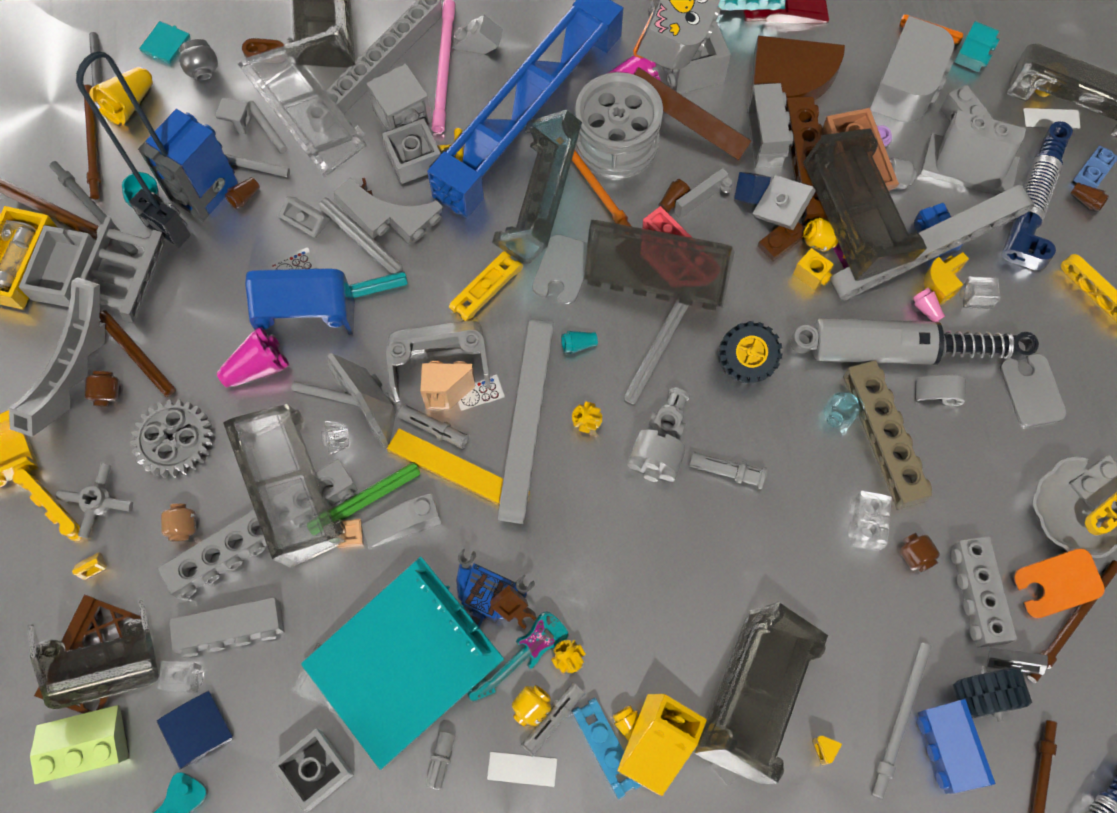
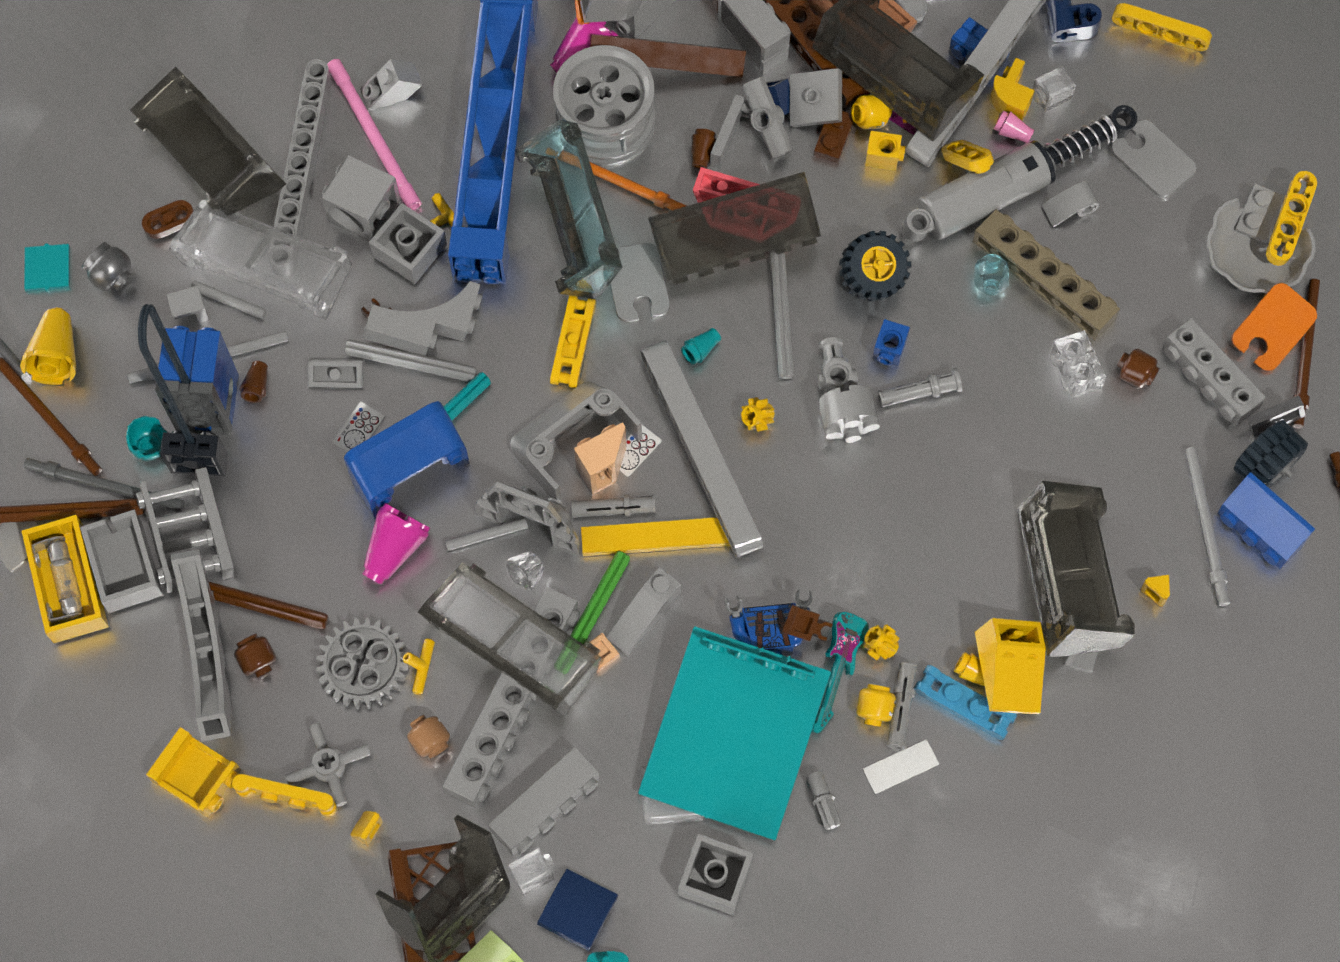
camera: 30 degrees left, 0 degrees up
(213, 465) = (421, 664): none -> yellow piece
(731, 411) = (893, 333): none -> blue brick
(736, 197) = (762, 105): none -> light grey piece
(877, 307) = (968, 156): none -> yellow plate

